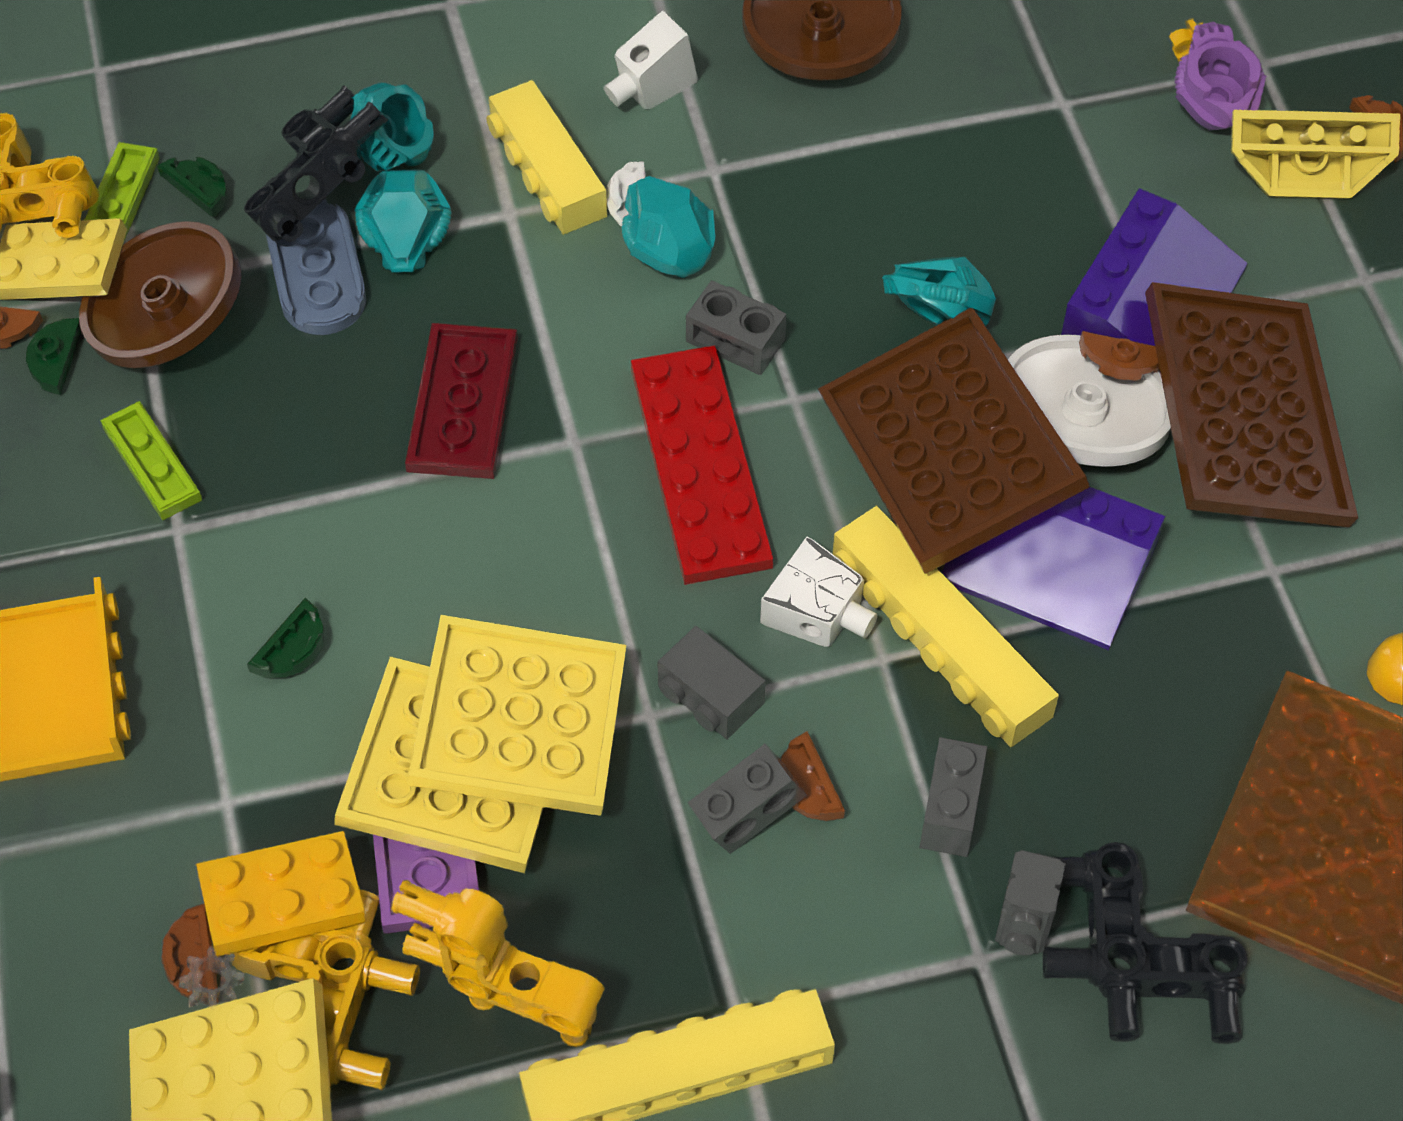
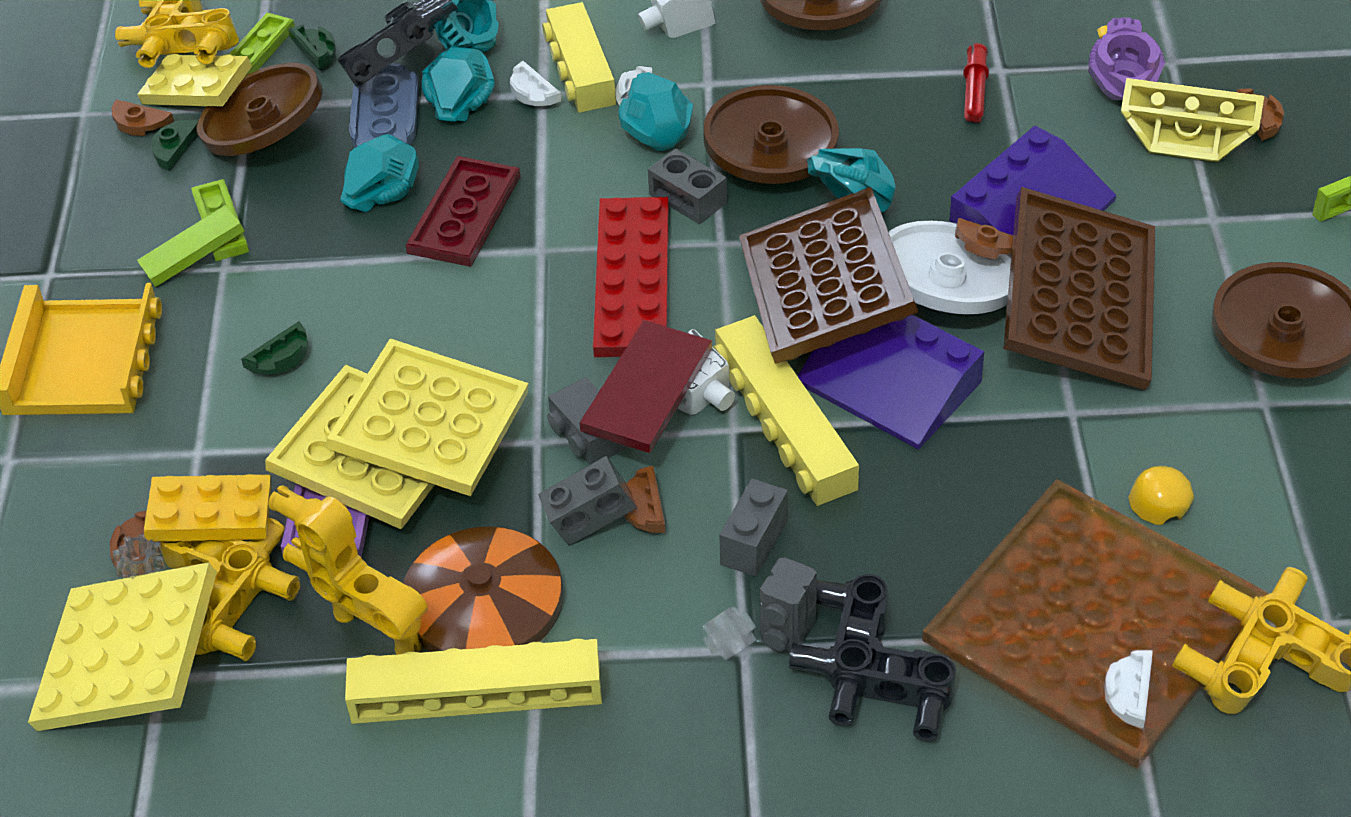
camera: 15 degrees right, 10 degrees down
(128, 508) = (190, 245): none -> lime tile
(341, 364) = (376, 160): none -> teal helmet
(497, 209) = (531, 87): none -> white plate
(654, 934) = (486, 589): none -> dish
(776, 630) = (646, 386): none -> dark red tile
(819, 240) = (768, 133): none -> reddish brown dish
(965, 947) = (729, 632): none -> clear gear
(1039, 116) = (975, 74): none -> red axle

